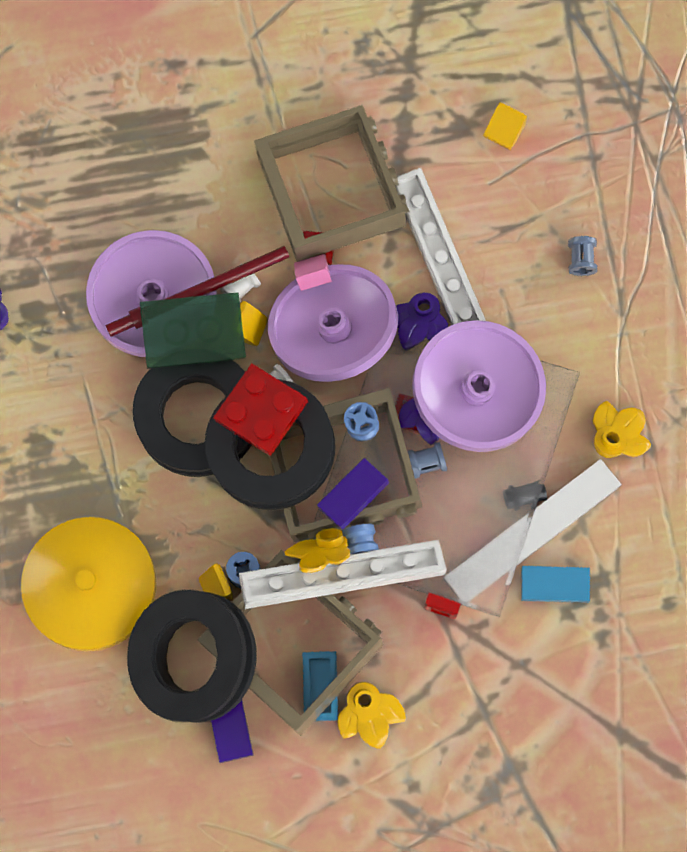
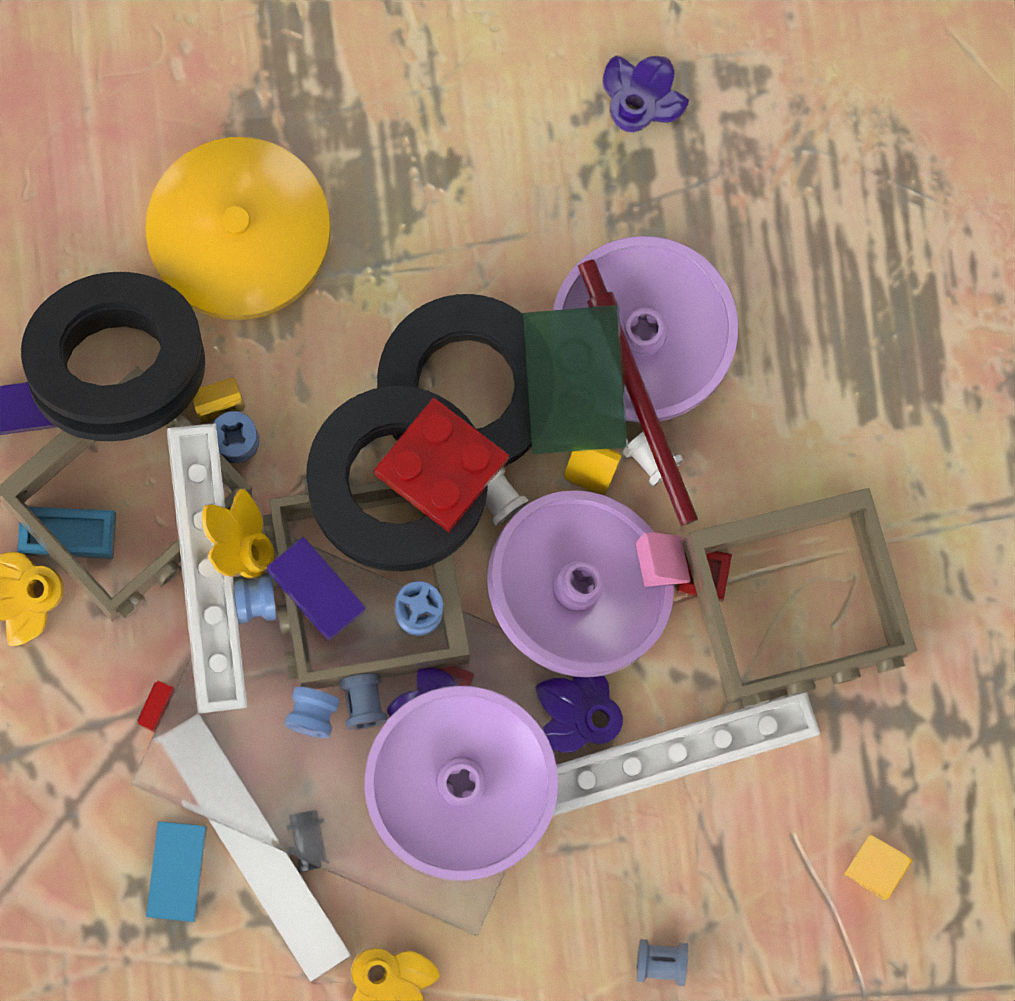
camera: 90 degrees right, 5 degrees up
(438, 493) = (312, 712): none -> medium blue wheel

